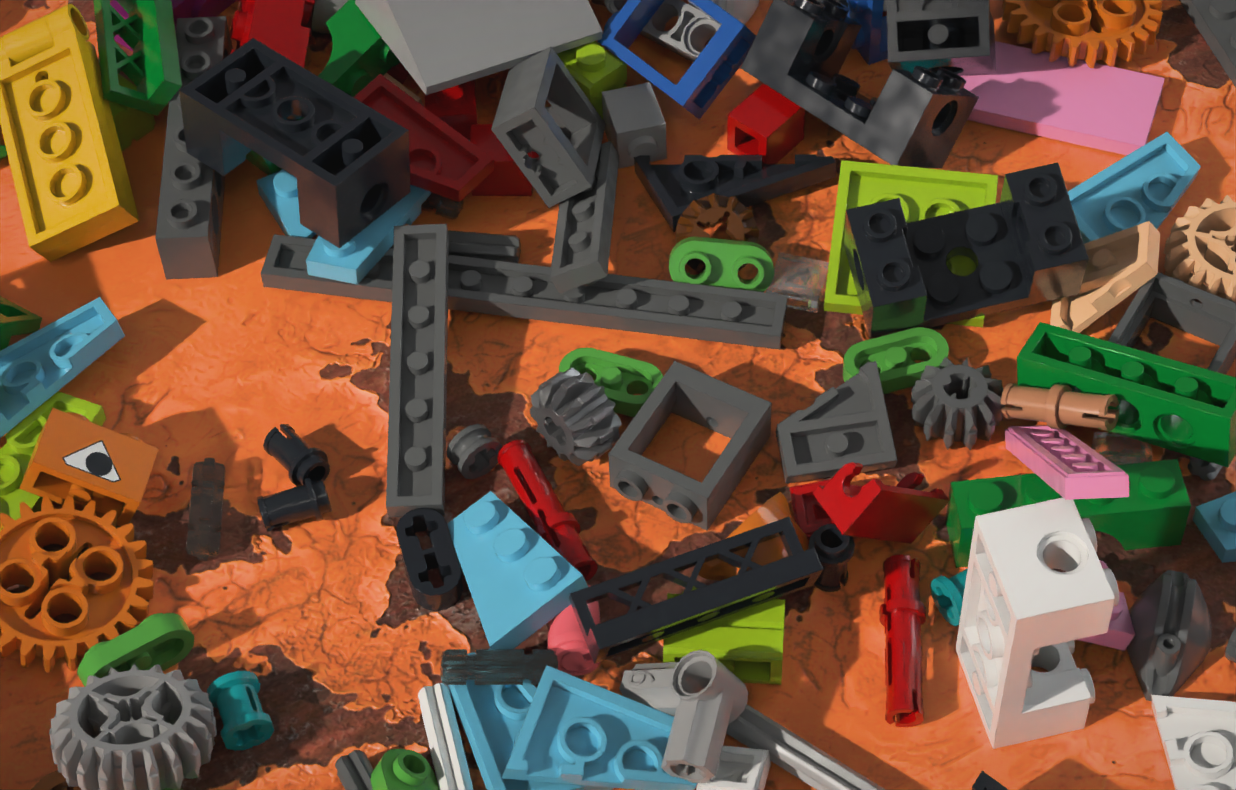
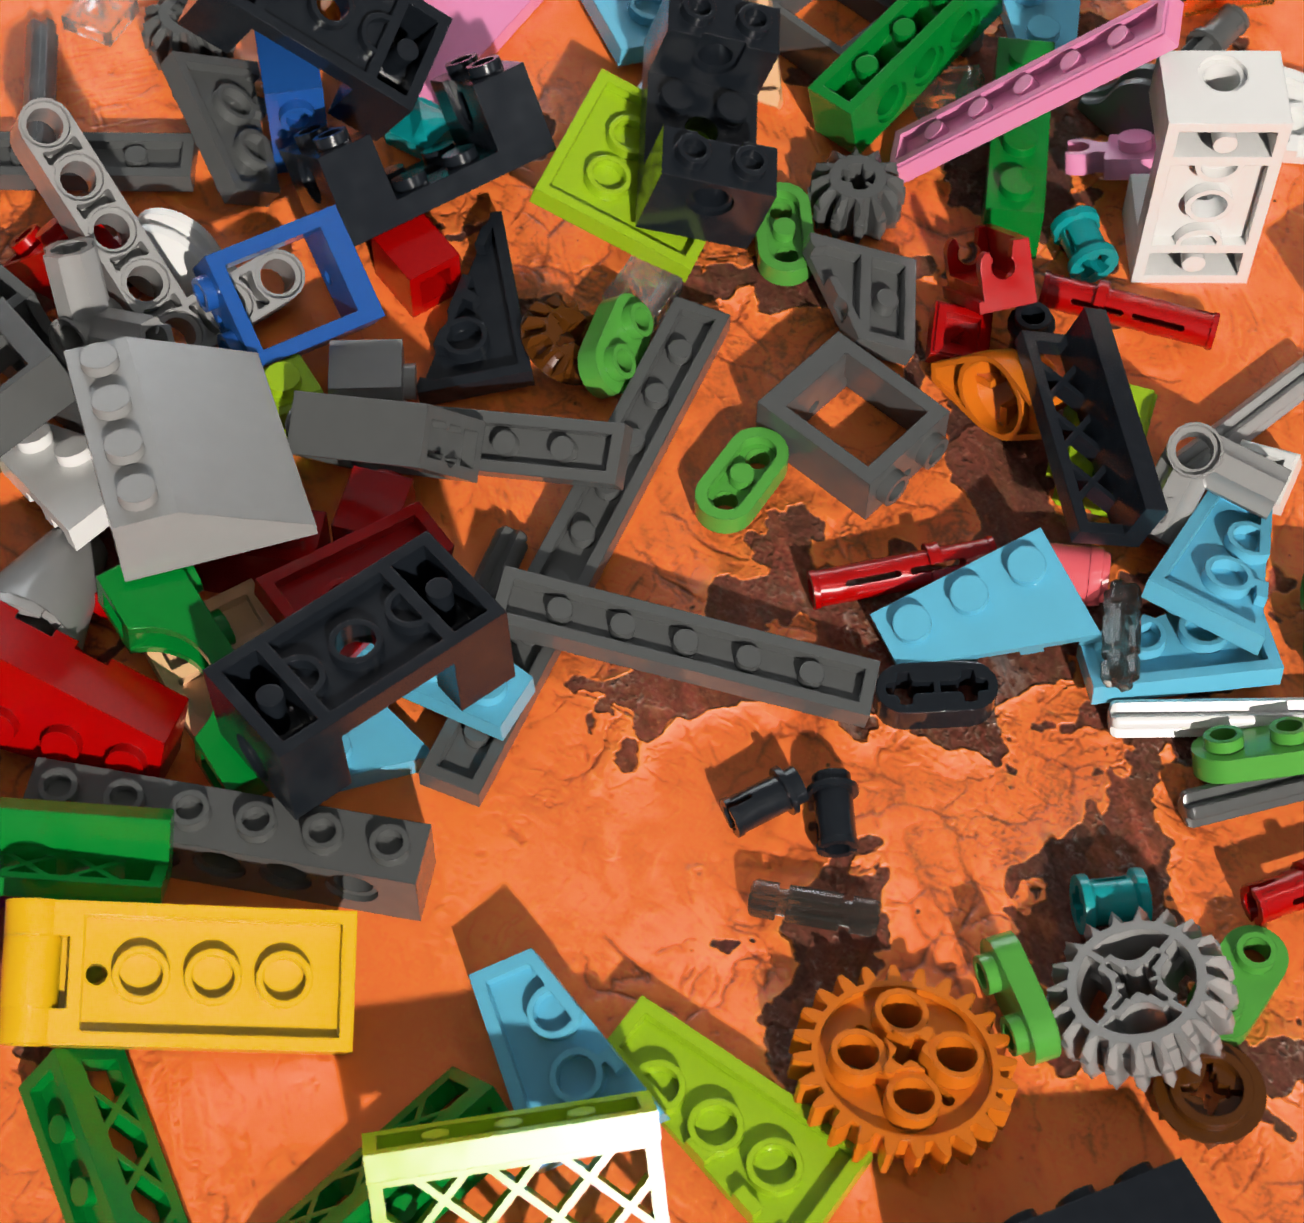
camera: 80 degrees left, 5 degrees up
(89, 464) = (750, 1007): orange brick -> none
(474, 451) = (807, 619): dark grey bush -> none
(575, 416) = (802, 509): flat silver gear -> none
(1060, 406) = (909, 105): nougat pin -> none

